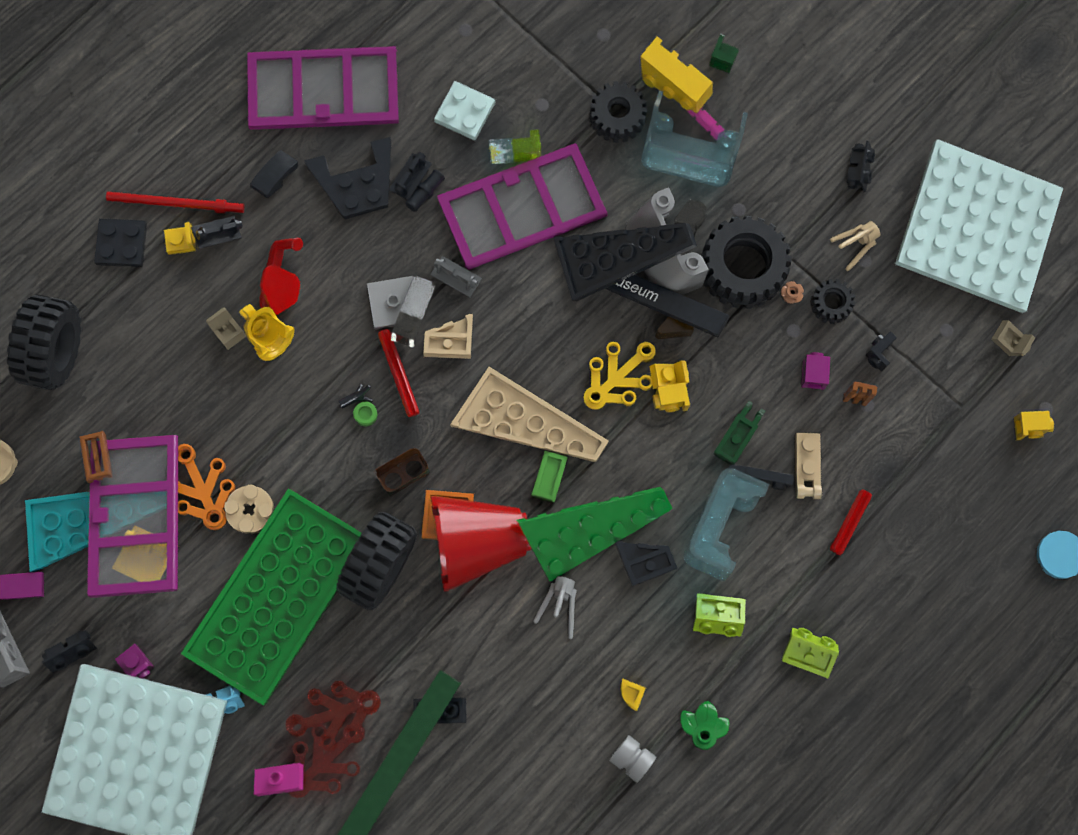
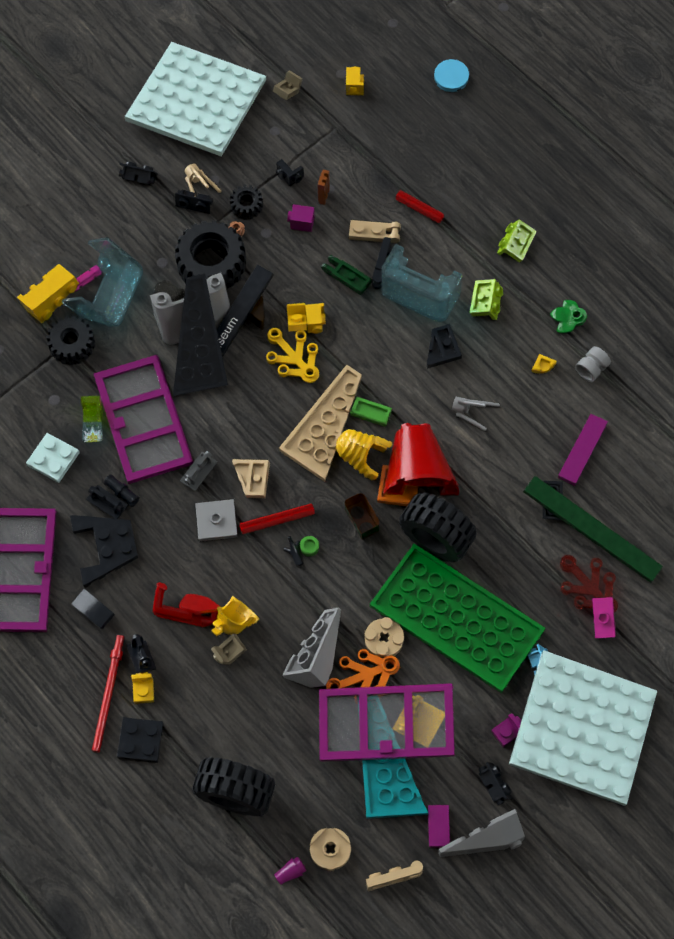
camera: 80 degrees left, 10 degrees down
(99, 475) = (352, 756): dark orange tile -> none
(217, 428) = (316, 658): none -> light grey wedge
(338, 713) = (552, 570): clear red plant -> none
(413, 311) = (229, 500): clear smoke slope -> none
(488, 456) = (354, 448): none -> yellow hair
(513, 749) = (582, 449): none -> magenta tile
(582, 531) = (417, 386): green wing -> none
(723, 56) = (31, 261): dark green panel -> none
(828, 227) = (186, 200): none -> black hinge

